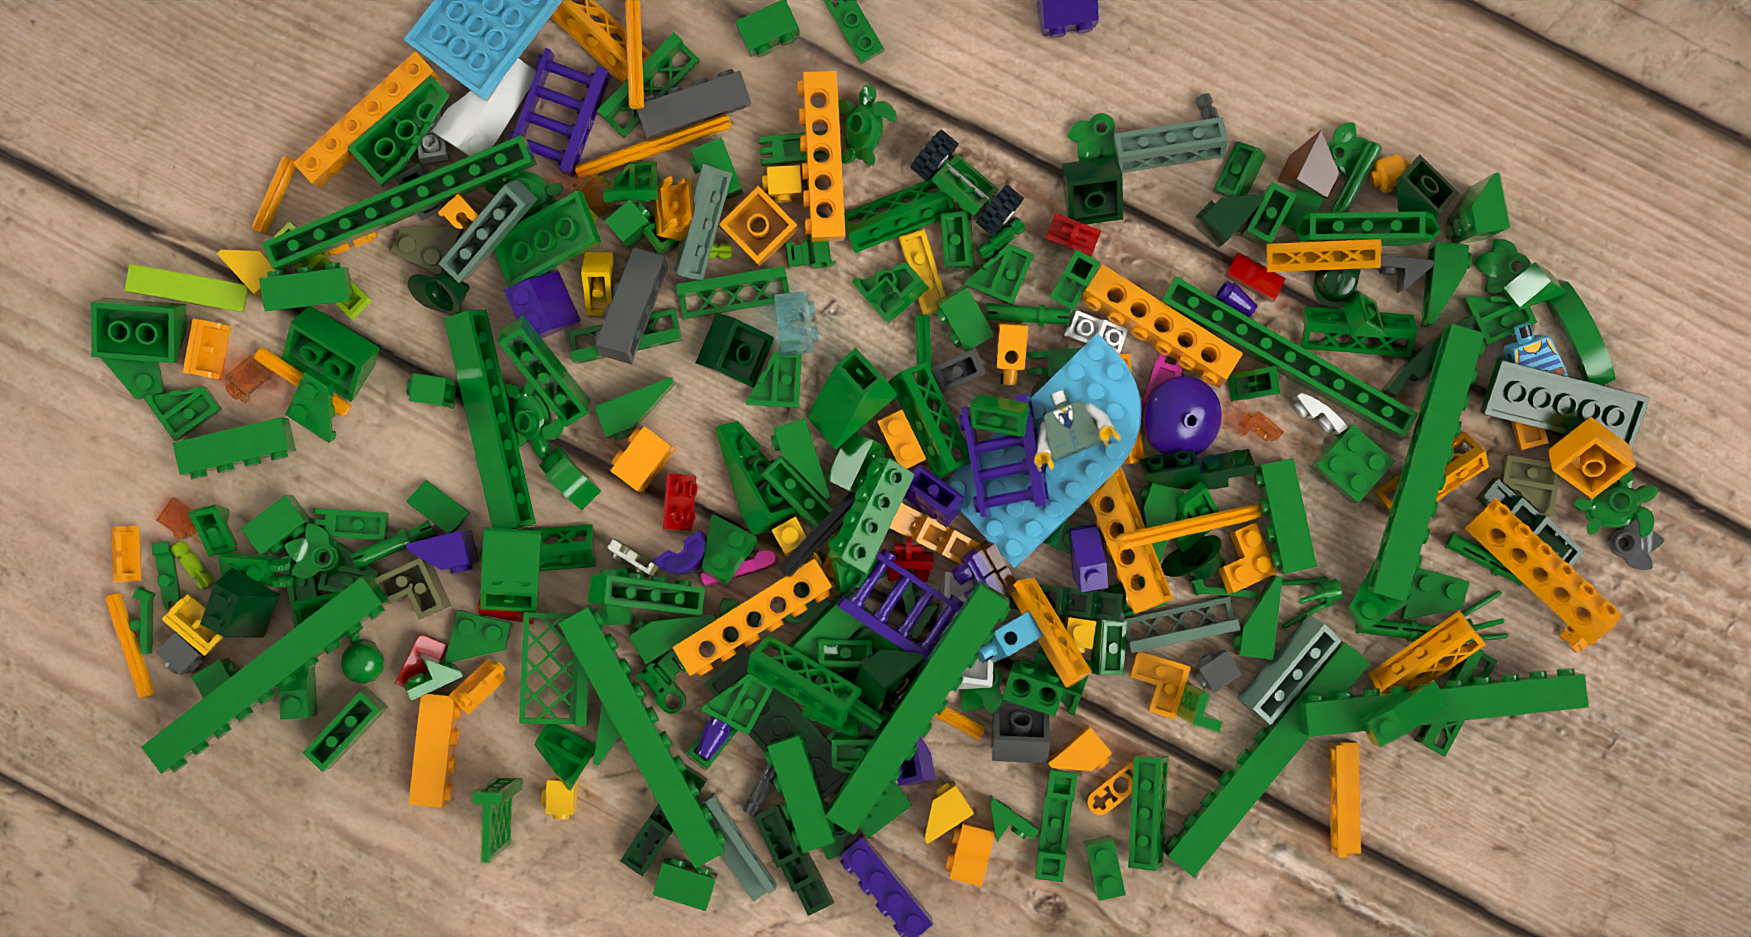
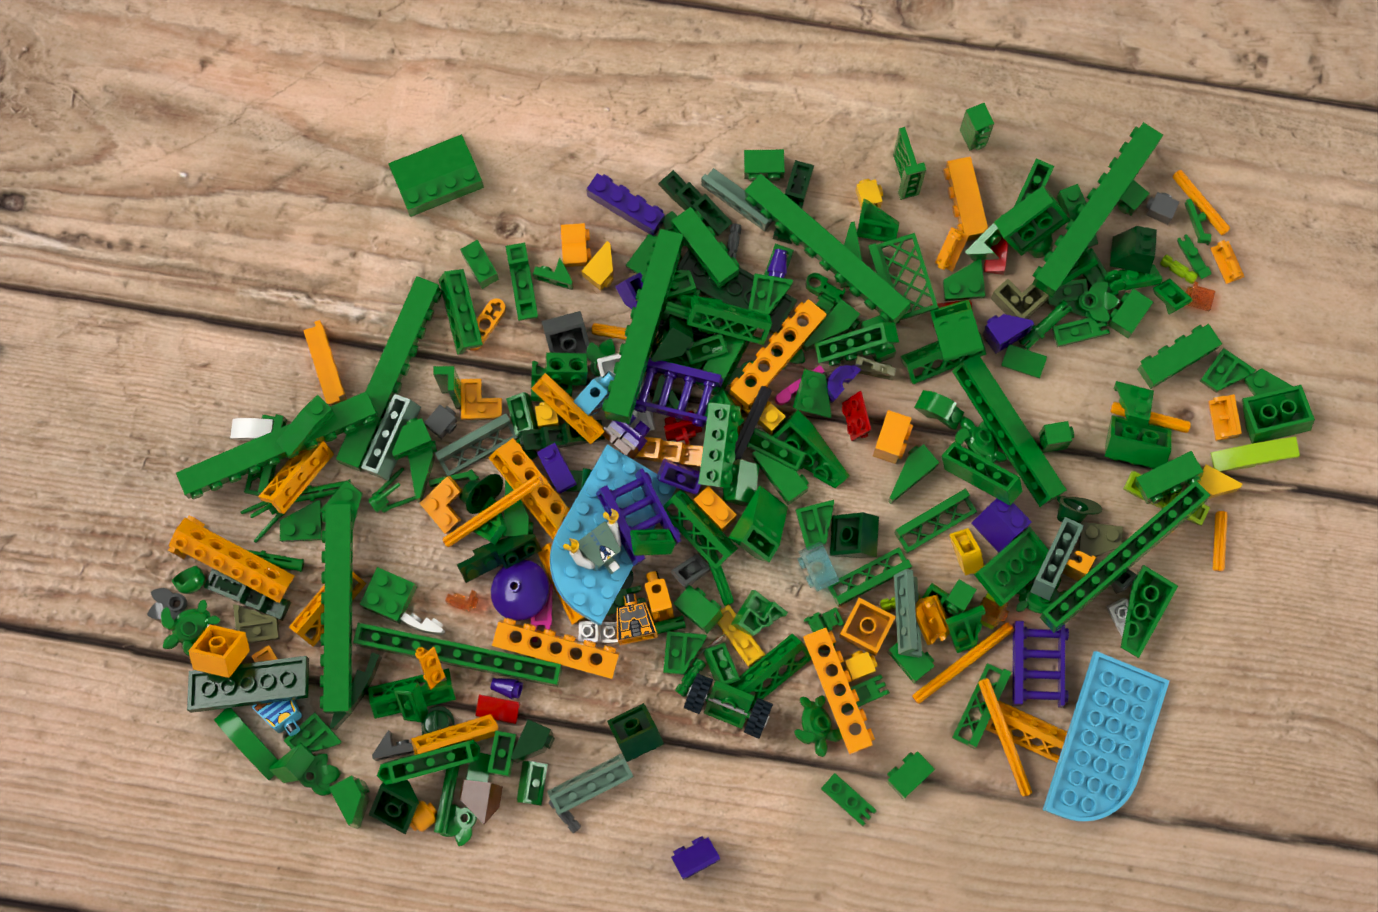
camera: 165 degrees right, 10 degrees down
(186, 620) = (1167, 229): yellow hinge -> none
(246, 379) = (1190, 406): clear orange bracket -> none
(330, 152) = (1172, 618): light orange brick -> none
(359, 685) = (1031, 220): none -> green slope
(384, 840) = (976, 126): none -> green brick
(476, 124) = (1092, 633): white wedge -> none
(631, 305) = (937, 540): dark grey brick -> none
(694, 104) = (943, 700): dark grey brick -> none
(1052, 326) = (634, 622): none -> torso
(1073, 234) = (639, 694): red hips -> none
(1075, 279) = (628, 662): green brick -> none
(1081, 752) = (519, 336): light orange slope -> none
(1092, 142) = (646, 769): green plate -> none
(1254, 384) = (476, 630): green slope -> none
(1265, 656) = (412, 439): none -> green slope
(1285, 516) = (425, 543): green brick -> none
(1330, 350) = (430, 665): none -> light orange hinge
(1443, 278) = (359, 757): green slope -> none
(1466, 740) = (250, 428): none -> white slope
(1601, 566) = (189, 580): none -> green hair

